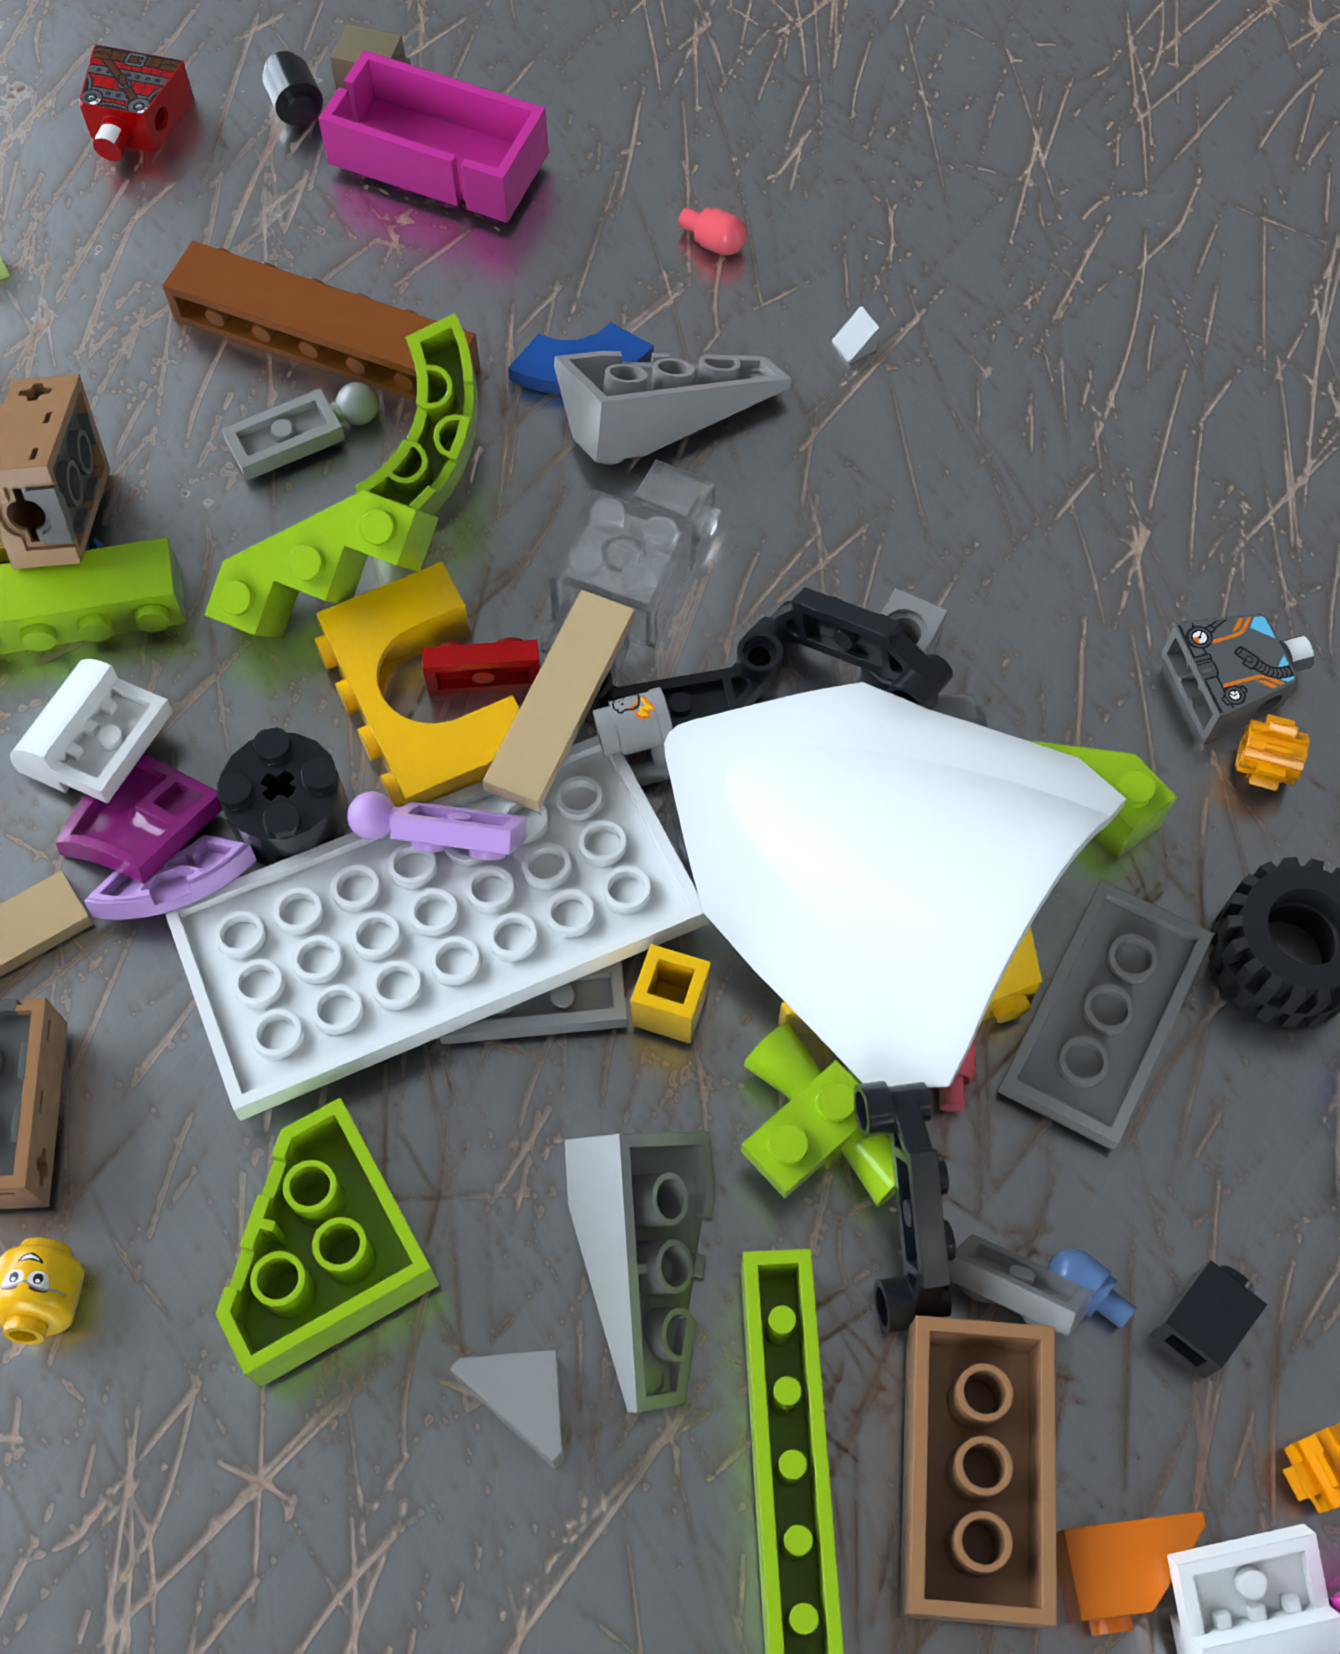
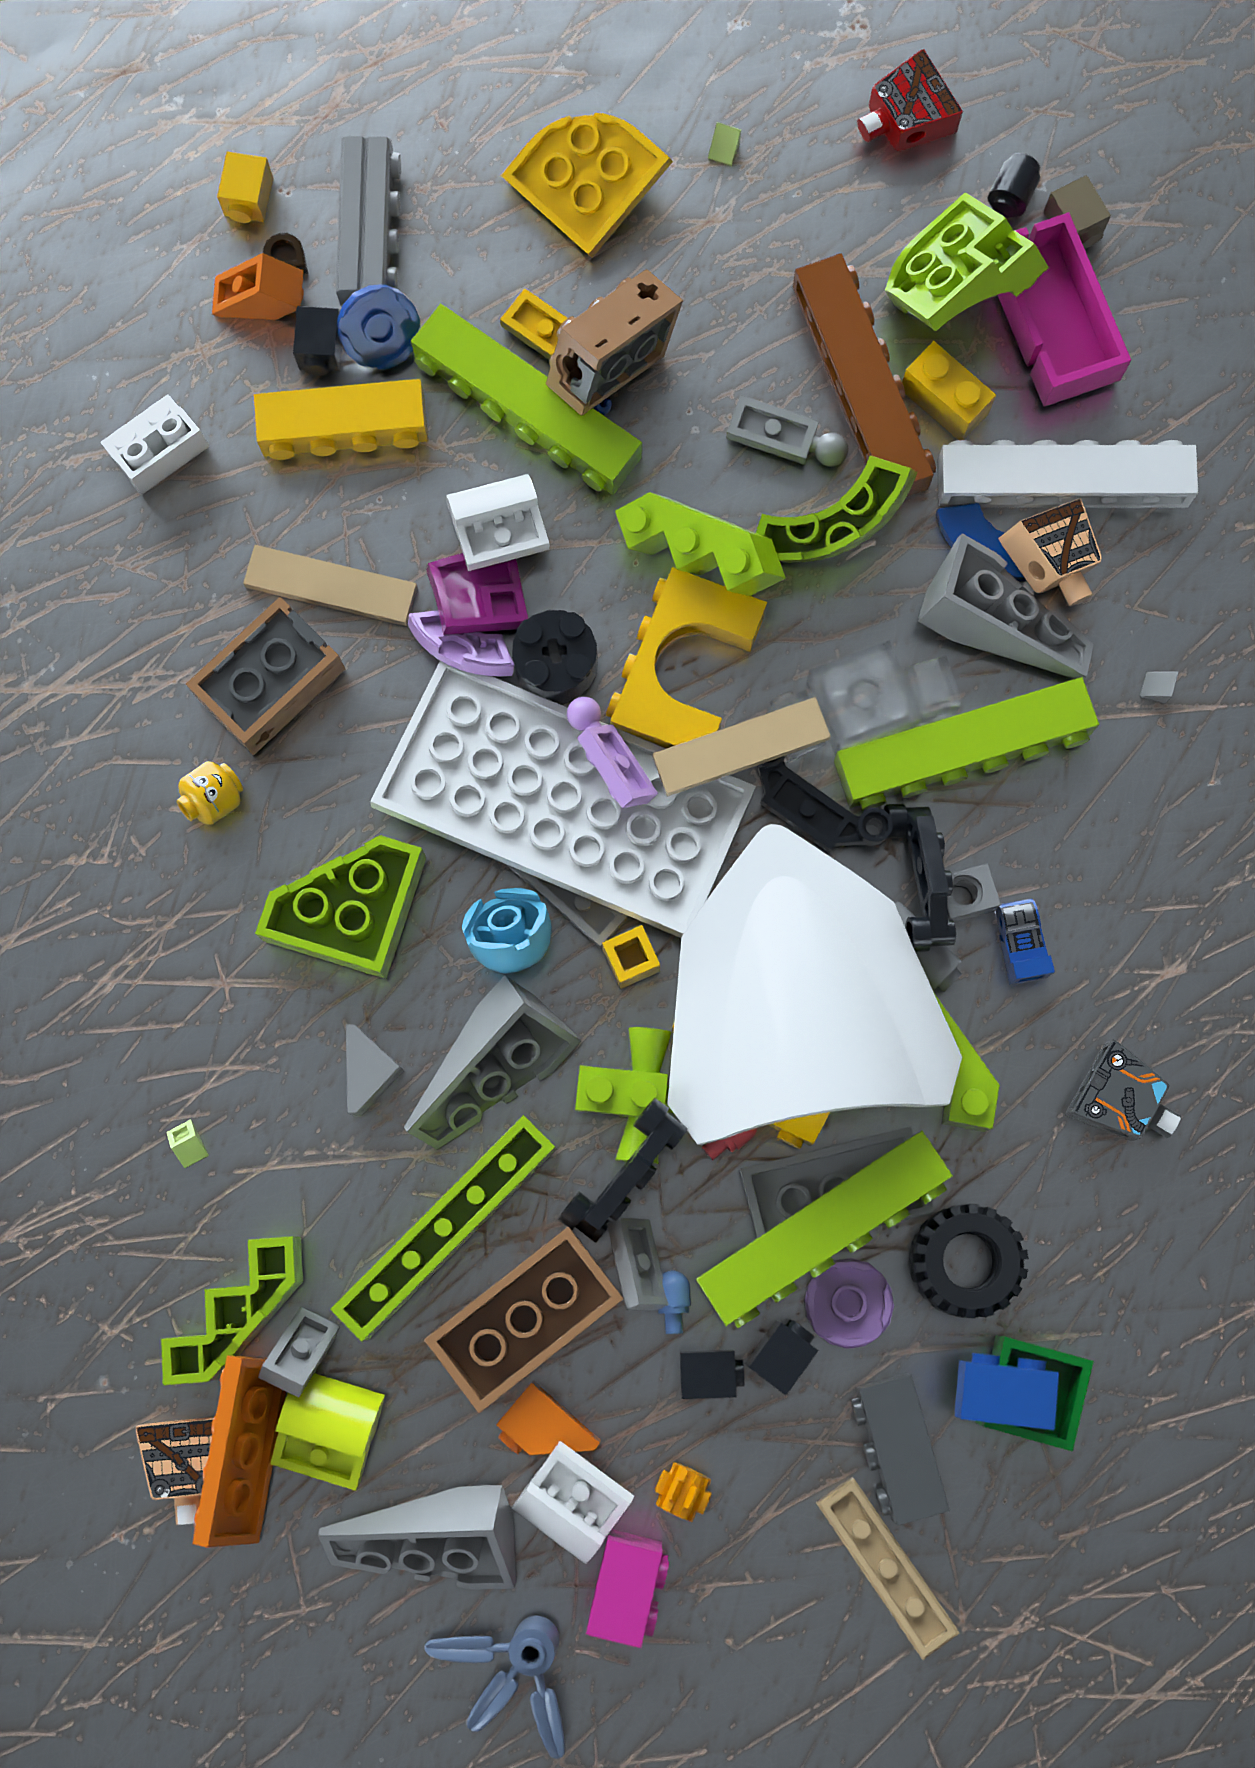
camera: 50 degrees right, 15 degrees up
(310, 152) = (960, 262): none -> lime slope
(413, 269) = (947, 391): none -> yellow brick
(480, 667) = (719, 671): red plate -> none
(520, 1092) = (508, 930): none -> medium azure cylinder
(587, 250) = (1057, 474): none -> white brick
(635, 726) = (763, 800): light grey piece -> none
(650, 305) = (1055, 550): none -> torso
(715, 229) = (1157, 533): coral cylinder -> none
(752, 525) = (966, 743): none -> lime brick
(999, 632) = (1023, 942): none -> blue leg
(1147, 1056) = (824, 1228): none -> lime brick
(1240, 1106) = (849, 1304): none -> lavender tile
(1259, 1211) = (783, 1355): none -> black brick
(1272, 752) = (1083, 1158): light orange gear -> none

